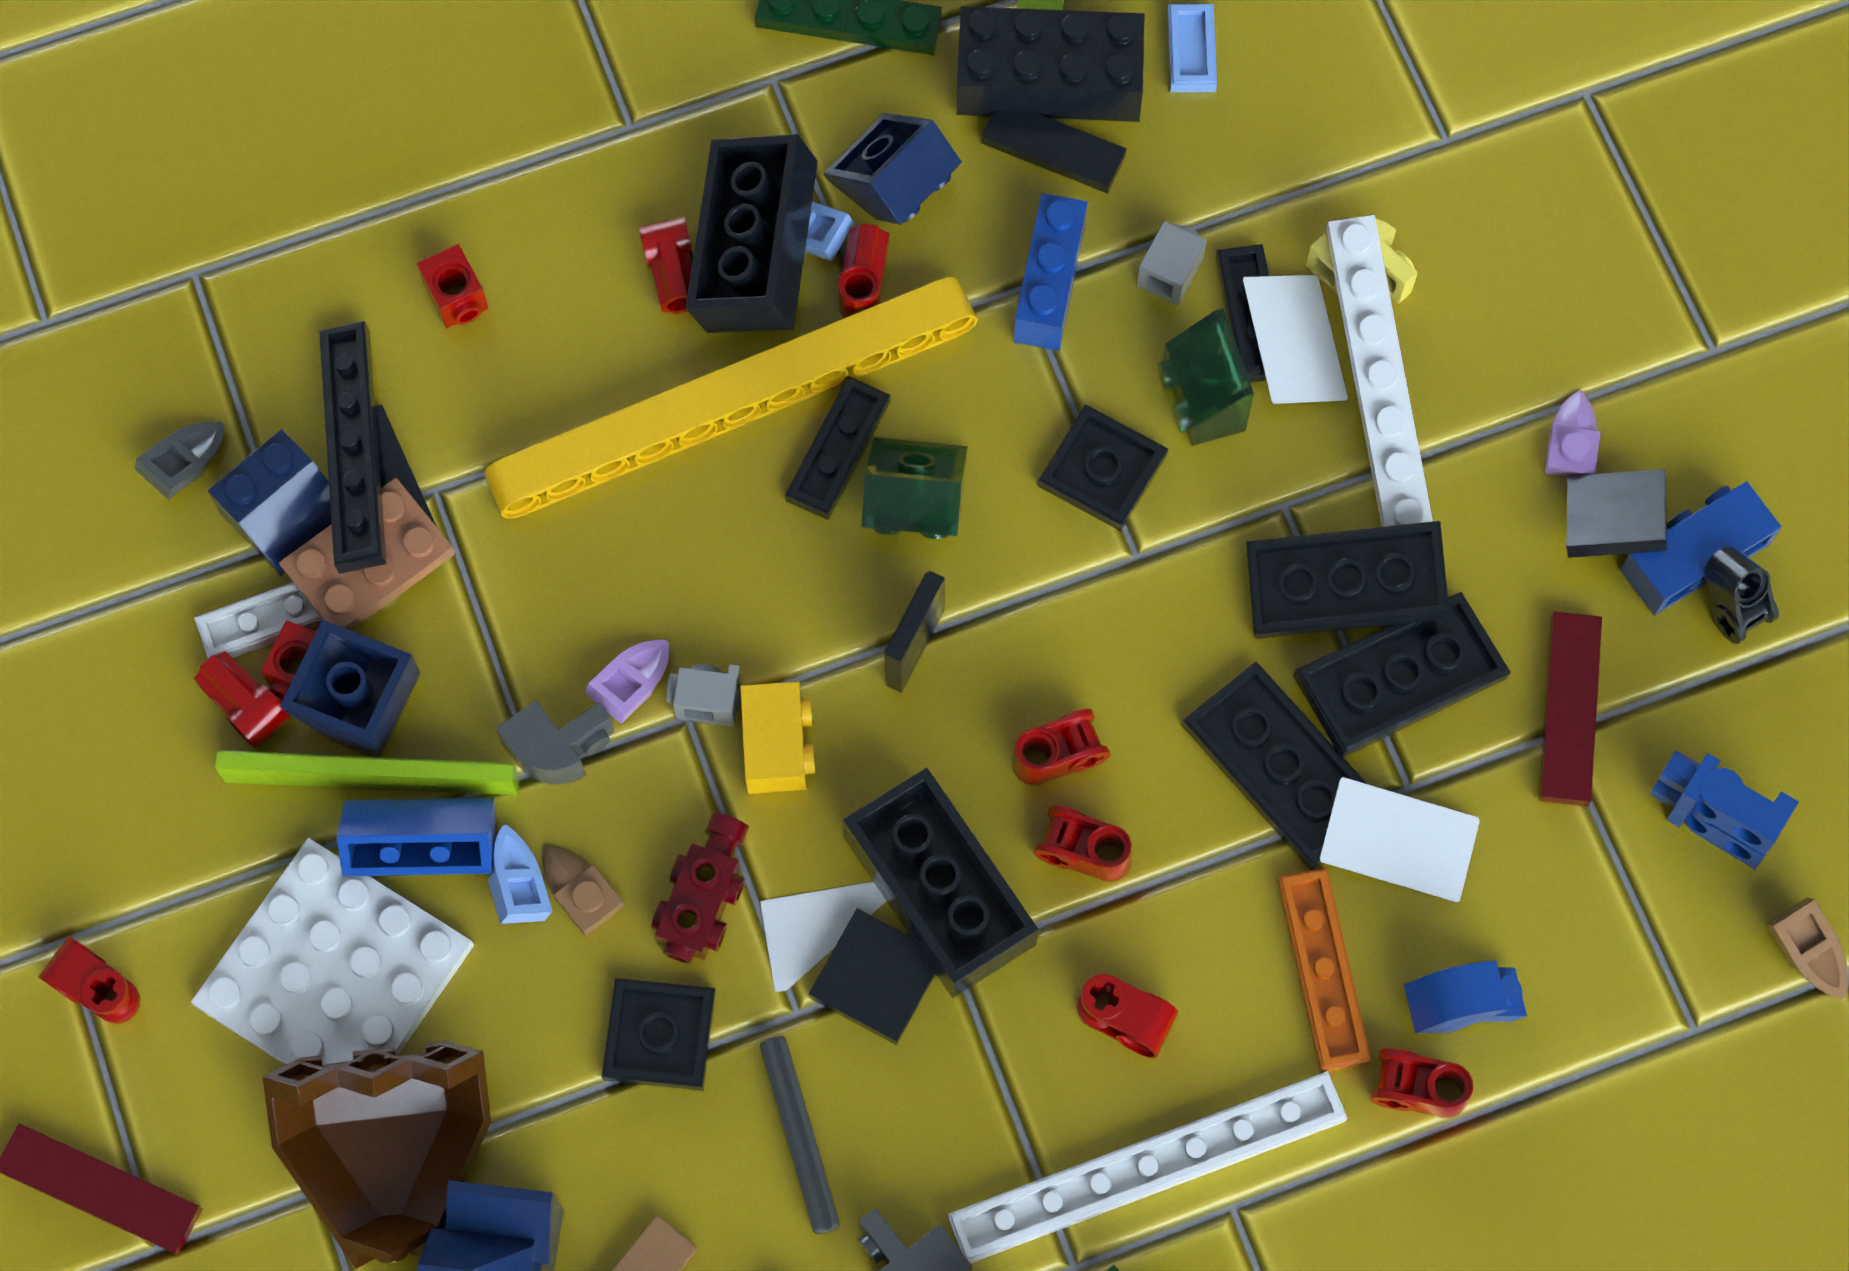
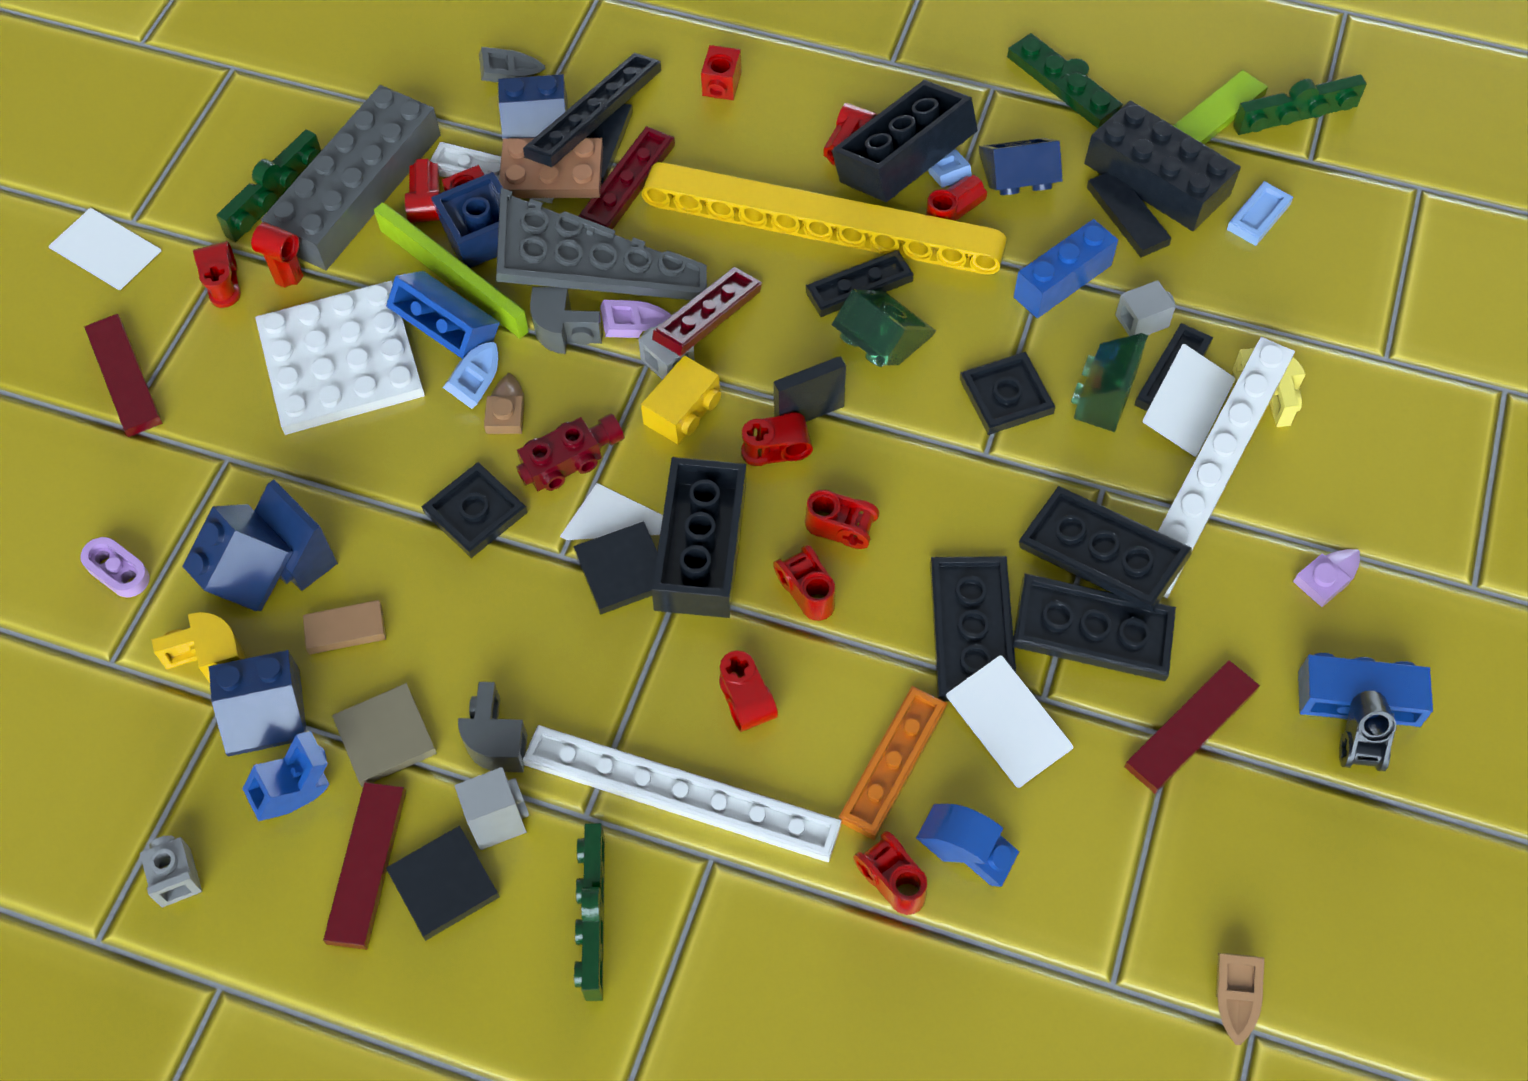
camera: 40 degrees right, 10 degrees down
(42, 822) = (271, 183): none -> dark green hinge
(137, 742) = (354, 174): none -> dark grey brick
(156, 906) = (280, 253): none -> red piece
(380, 1140) = (276, 435): reddish brown panel -> none
(462, 505) = (628, 178): none -> dark red tile
(512, 651) = (582, 255): none -> dark grey wing
(713, 611) = (706, 311): none -> dark red tile
(799, 1135) = (497, 619): dark grey axle -> none
(919, 701) = (779, 438): none -> red piece
(1616, 513) = (1320, 628): tile -> none
(1722, 807) = (1245, 854): blue hips -> none

